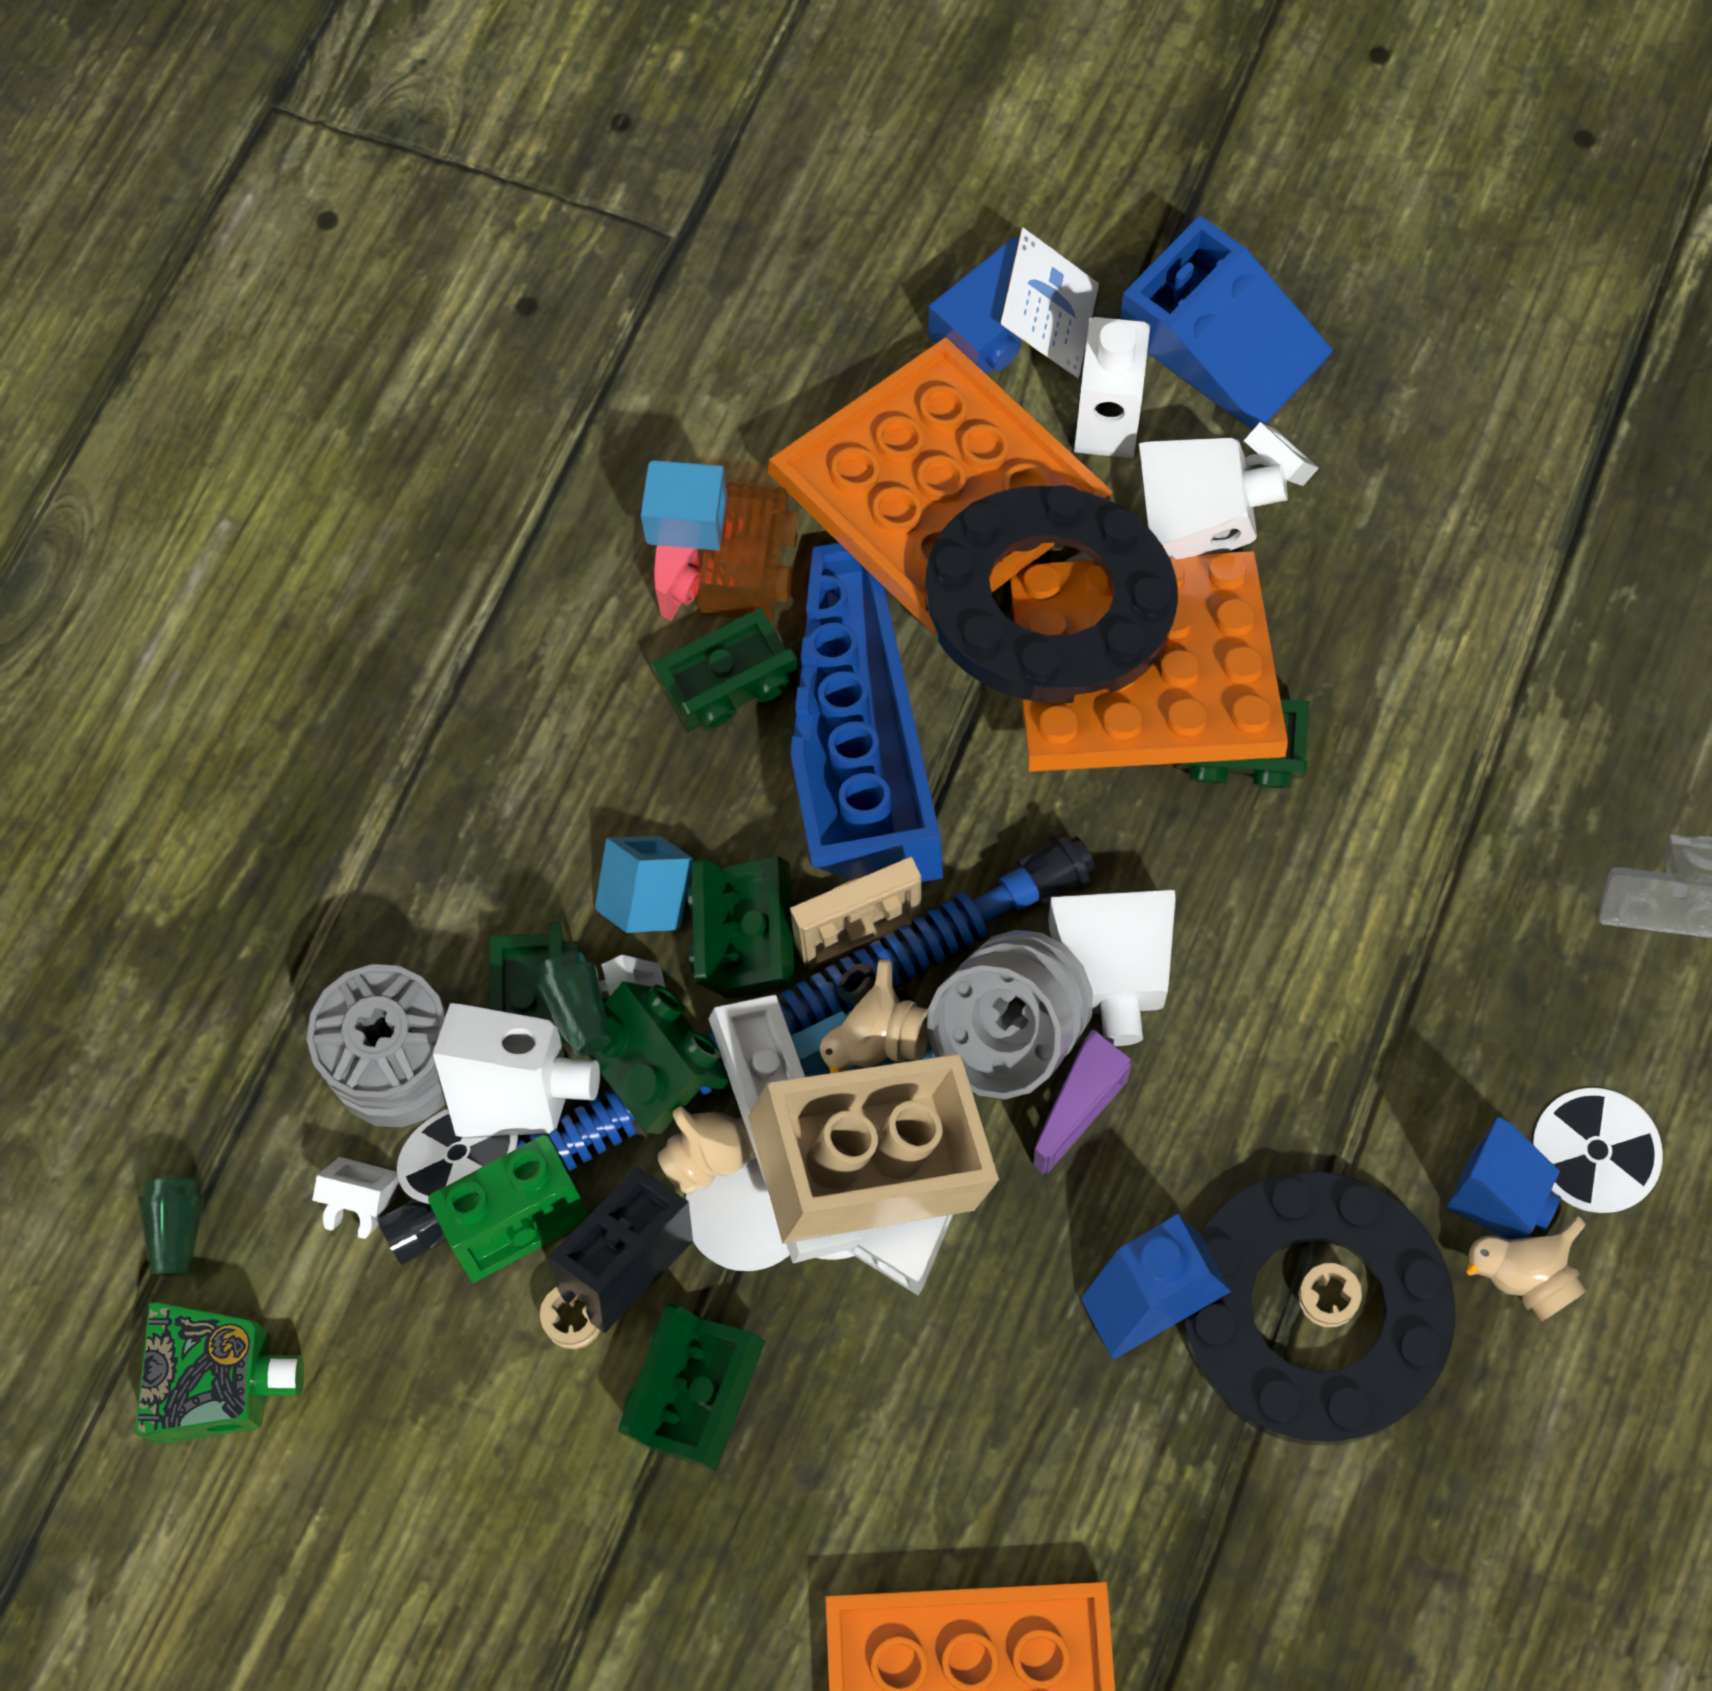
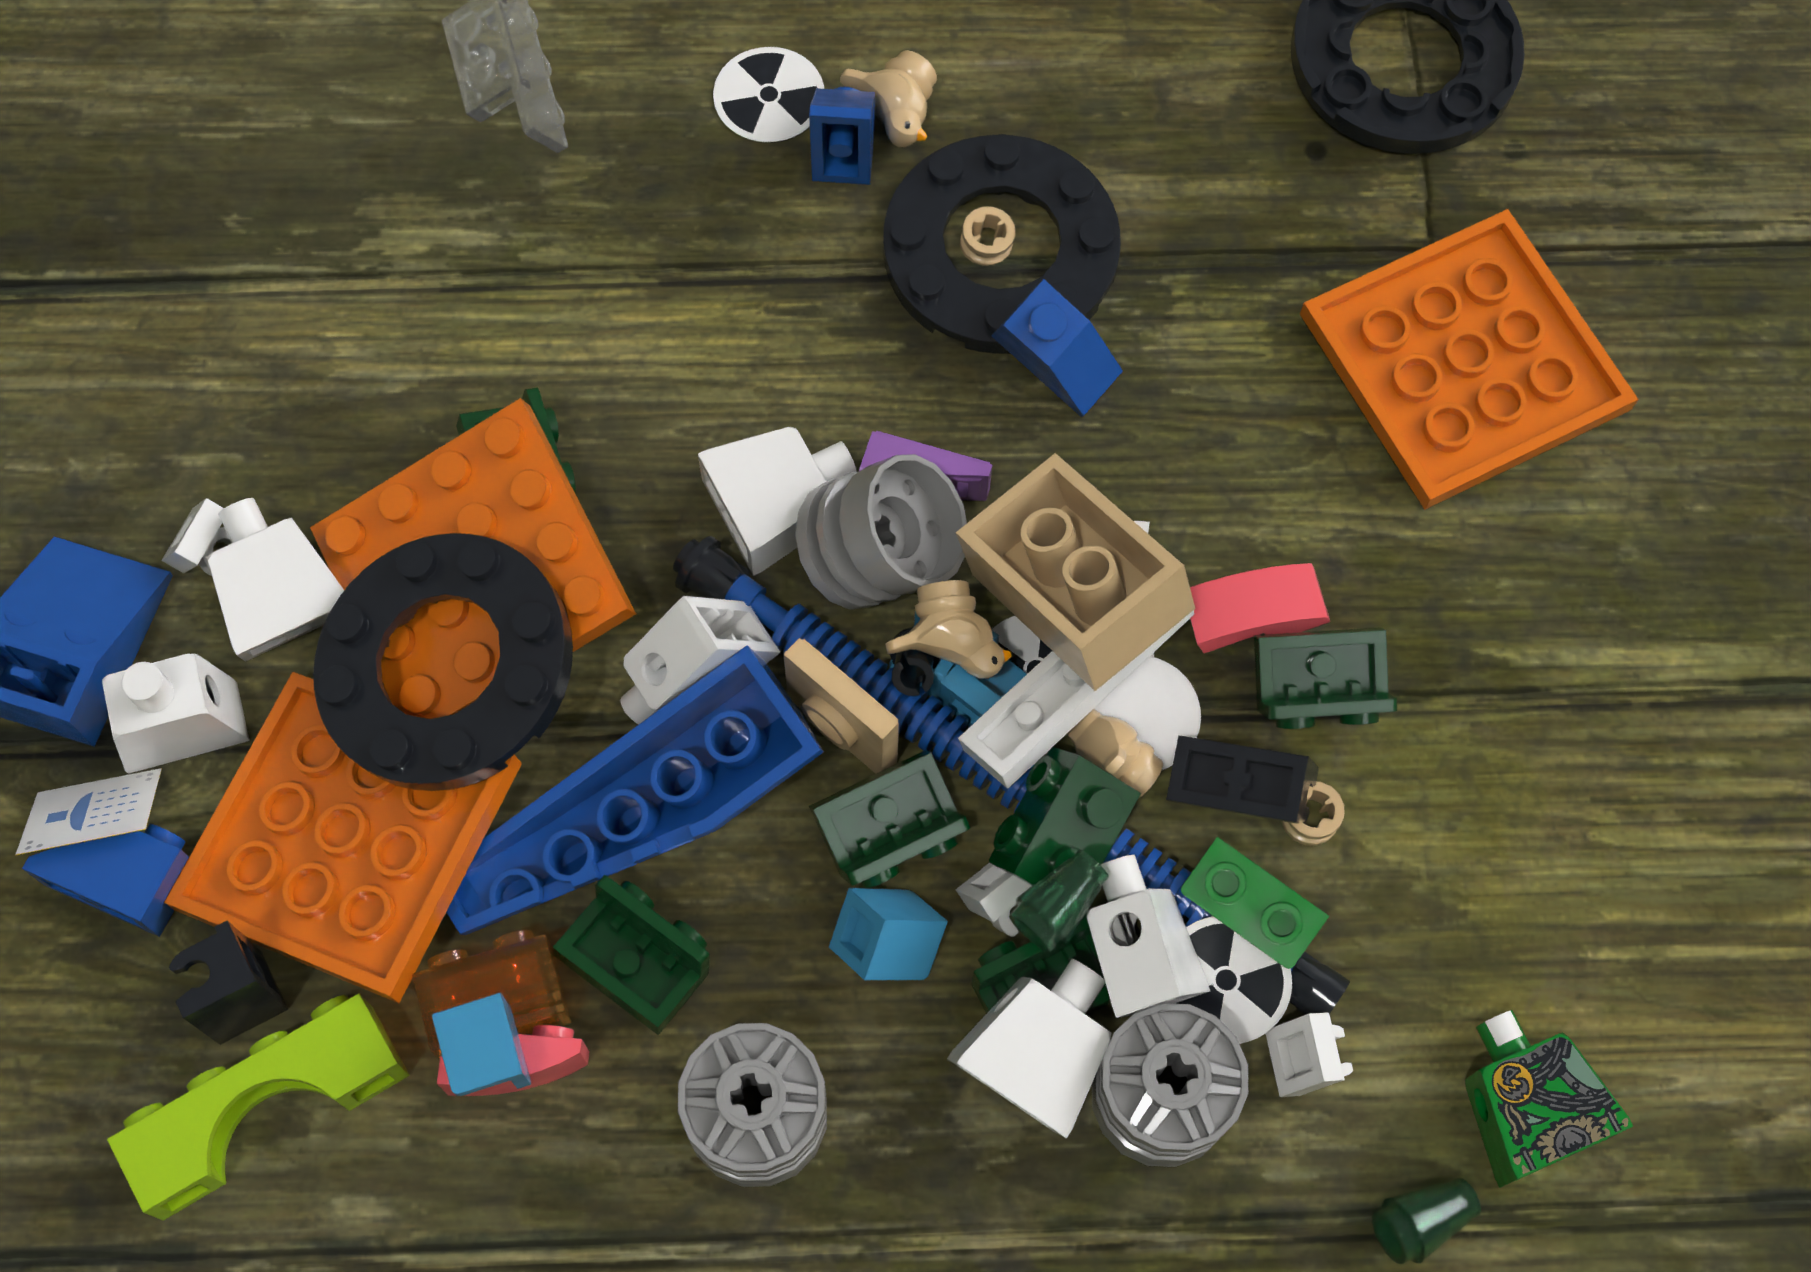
camera: 120 degrees left, 0 degrees up
(470, 942) = (1040, 1046): none -> white torso
(544, 706) = (761, 1146): none -> light grey wheel
(733, 300) = (180, 1148): none -> lime arch
(795, 1361) = (1257, 603): none -> coral slope
(843, 352) = (238, 990): none -> black hinge
(970, 793) = (686, 647): none -> white torso

